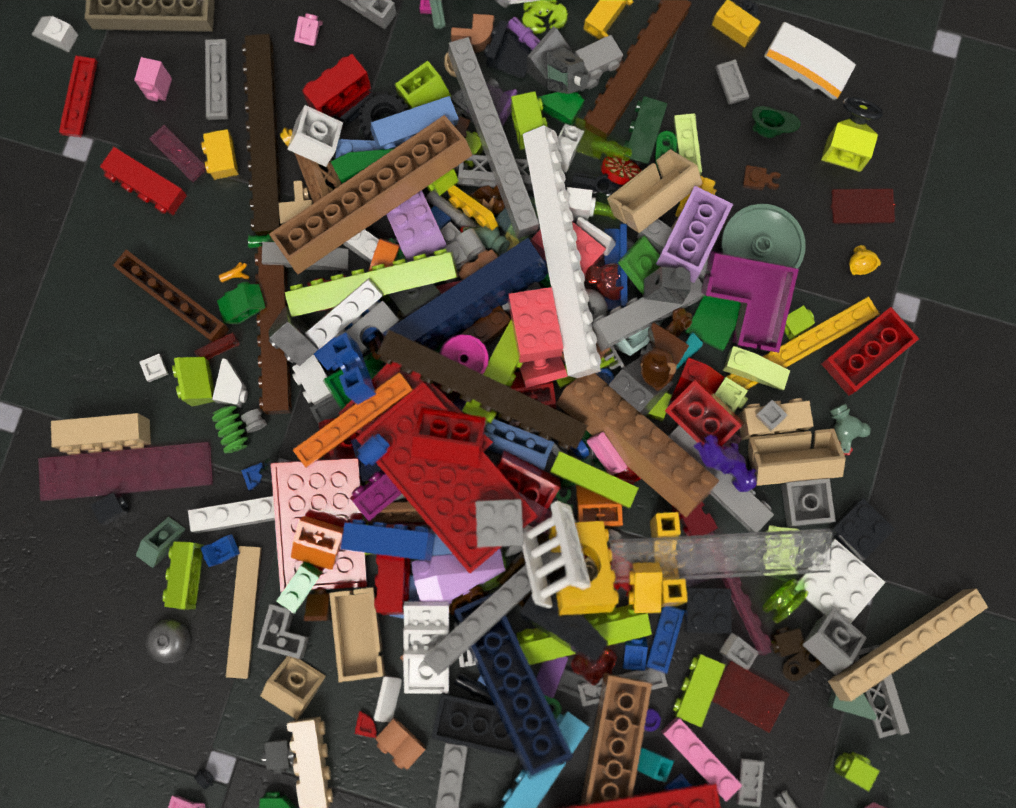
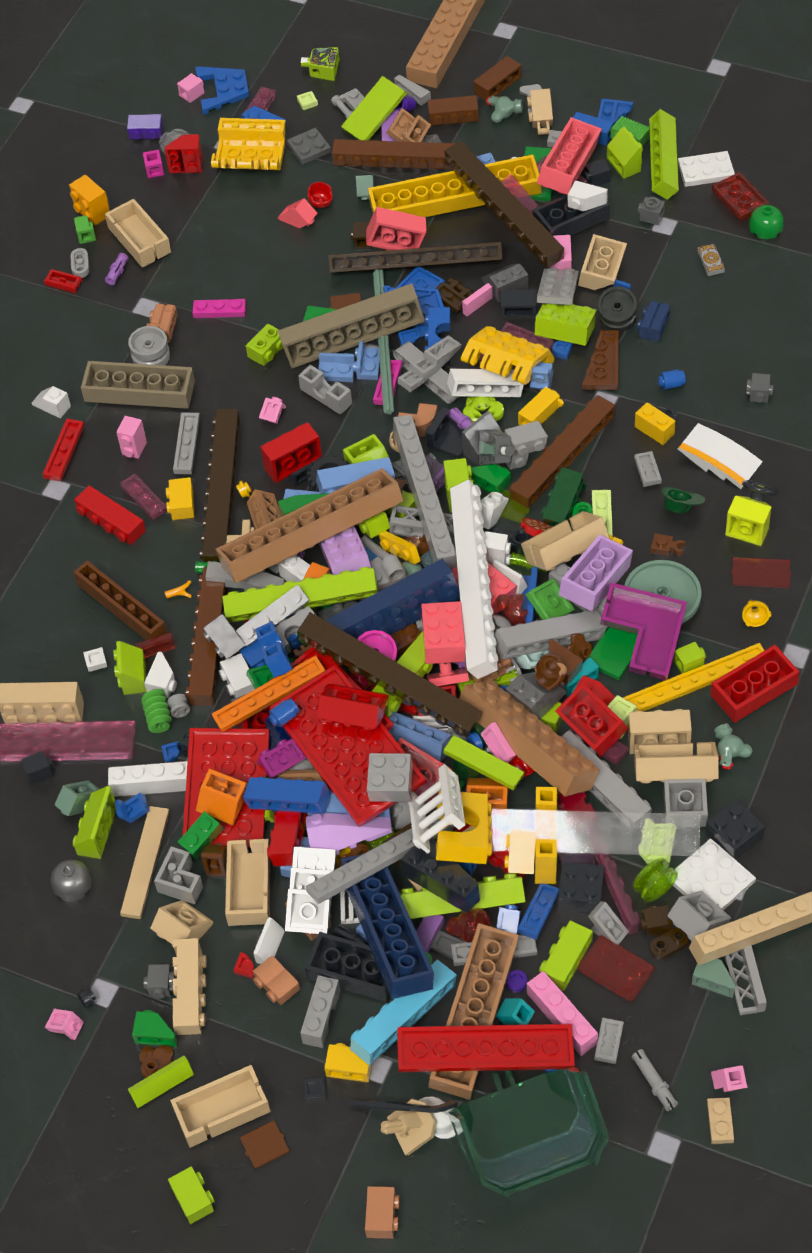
camera: 10 degrees right, 25 degrees down
(241, 303) = (182, 610): green brick -> none
(315, 135) = (266, 483): white brick -> none
(611, 149) = (531, 511): clear neon green pin -> none
(668, 285) = (567, 608): dark grey torso -> none
(728, 461) = (607, 751): dark purple animal -> none
(756, 368) = (645, 689): yellowish green slope -> none
(771, 415) = (651, 716): light grey plate -> none
(856, 769) = (710, 1030): lime brick -> none

